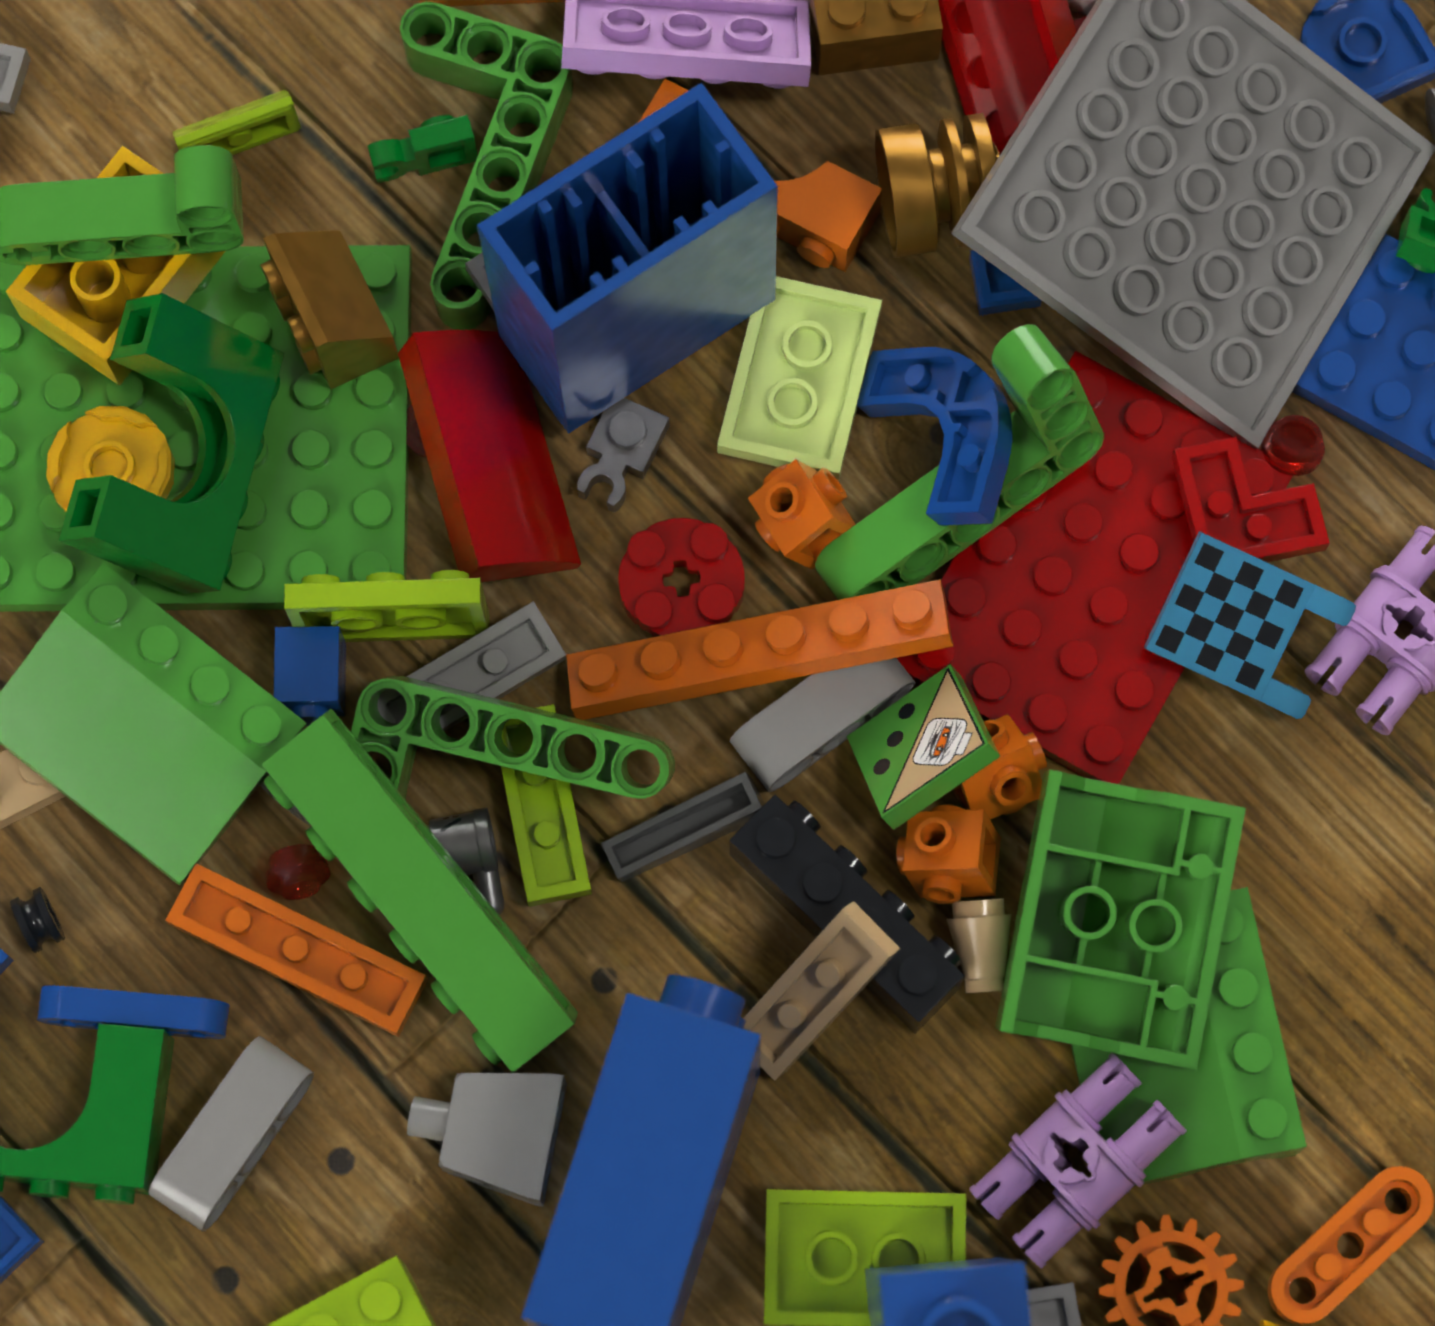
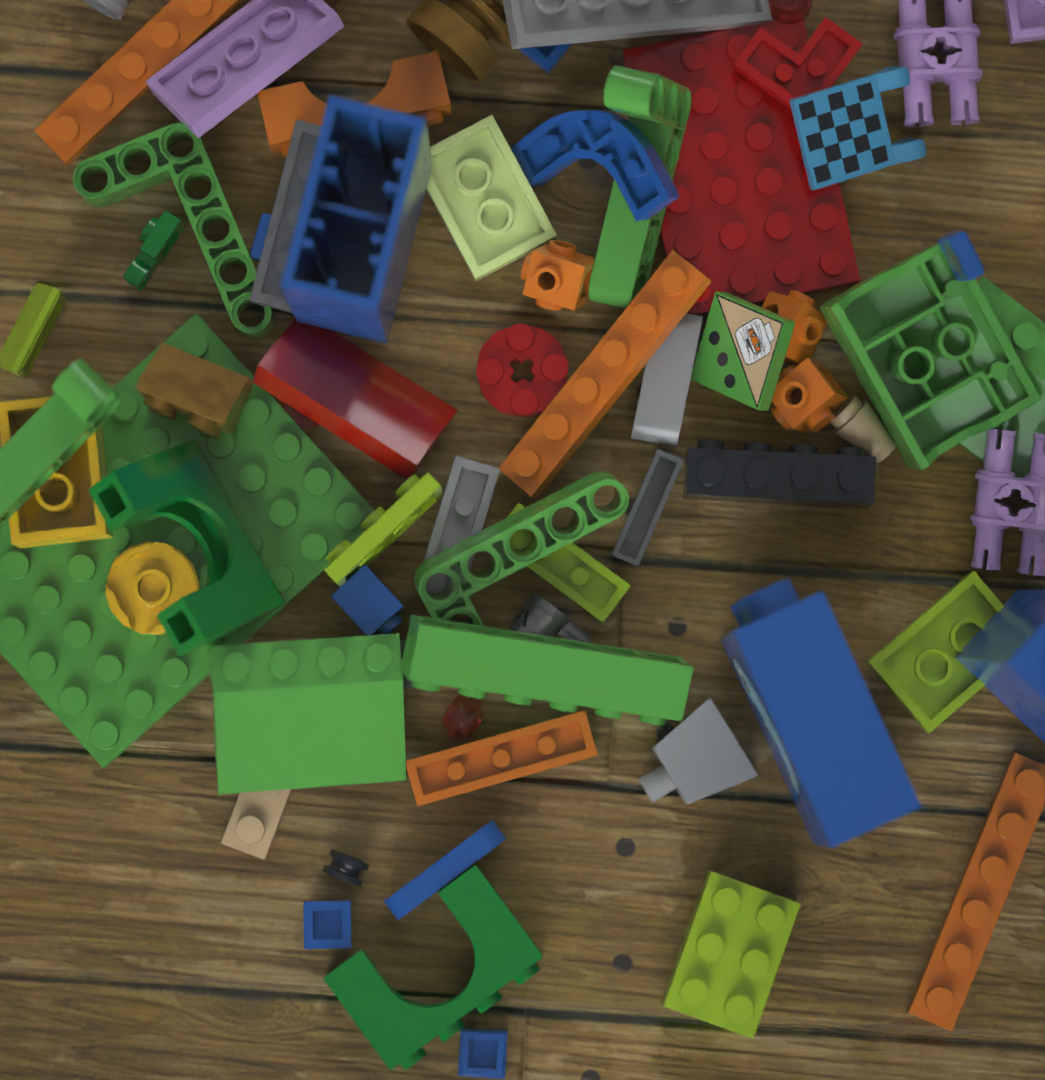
camera: 45 degrees left, 10 degrees up
(231, 1133) = (558, 885): light grey beam -> none
(623, 443) = (418, 320): flat silver plate -> none
(818, 987) = (805, 530): tan plate -> none
(1235, 831) = (961, 255): none -> blue tile

